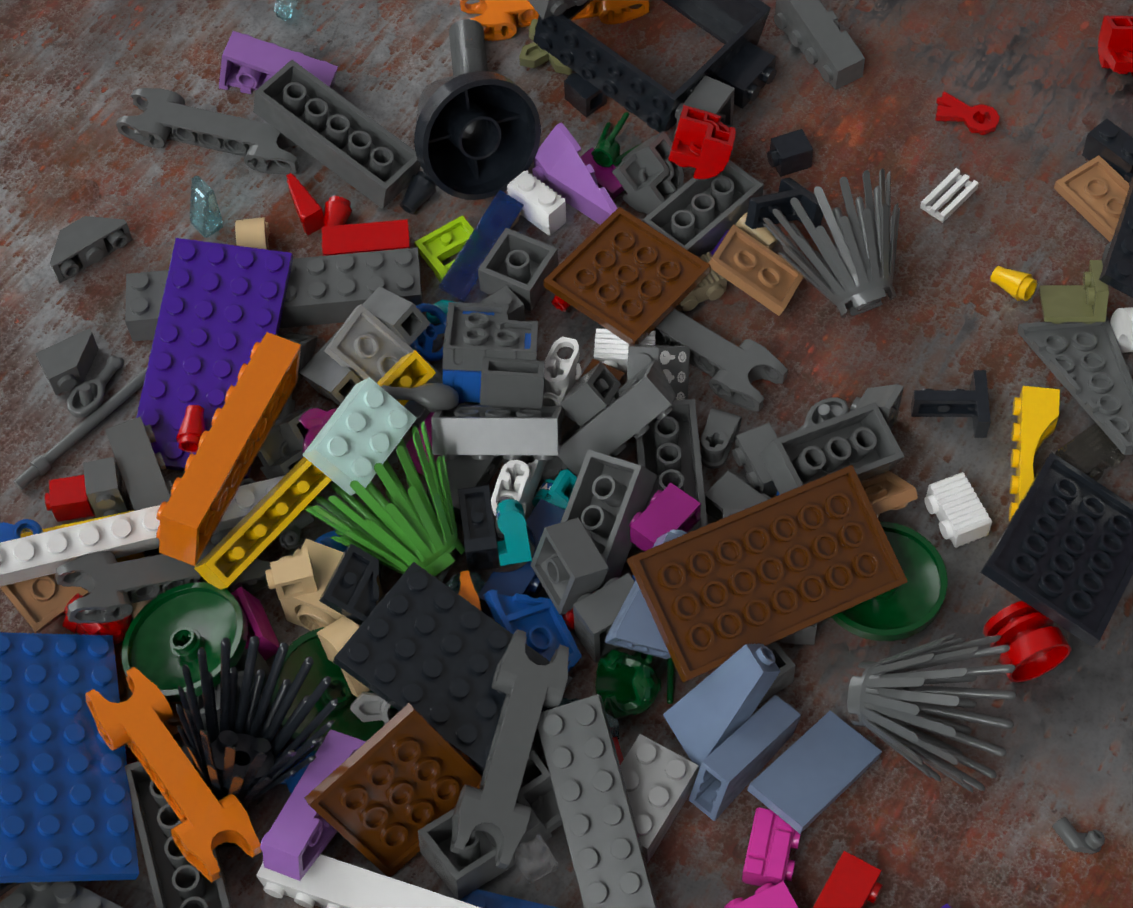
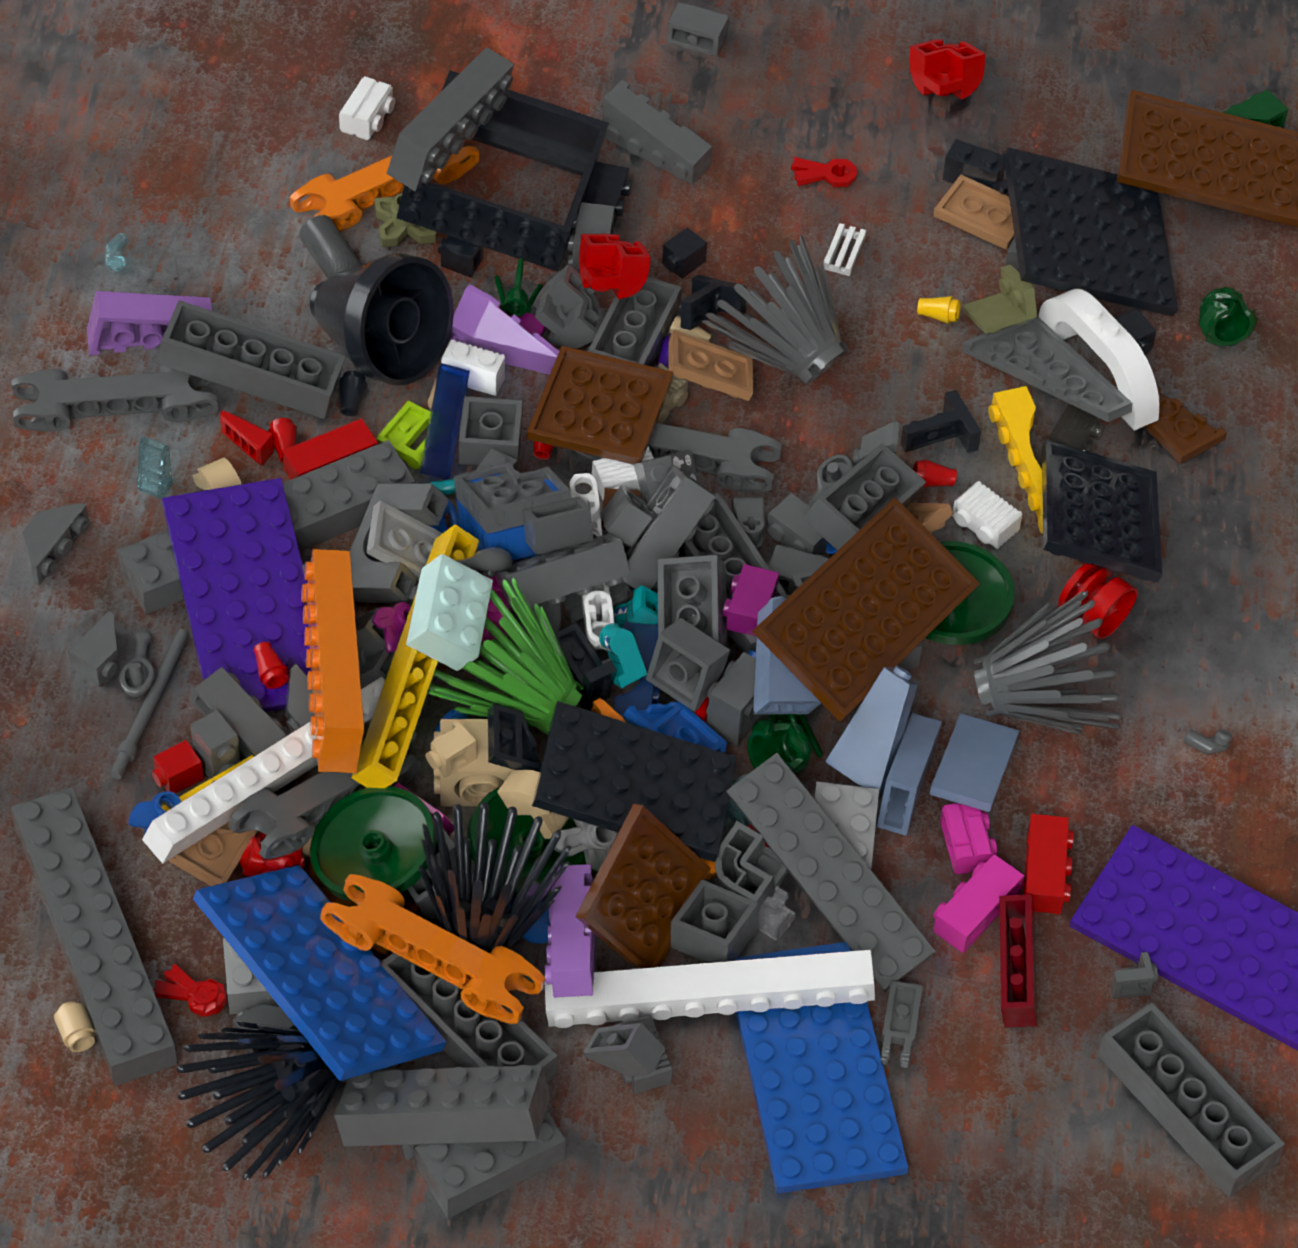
camera: 30 degrees left, 5 degrees down
(494, 804) = (730, 865): dark grey piece -> none
(924, 449) = (934, 473): none -> red cone

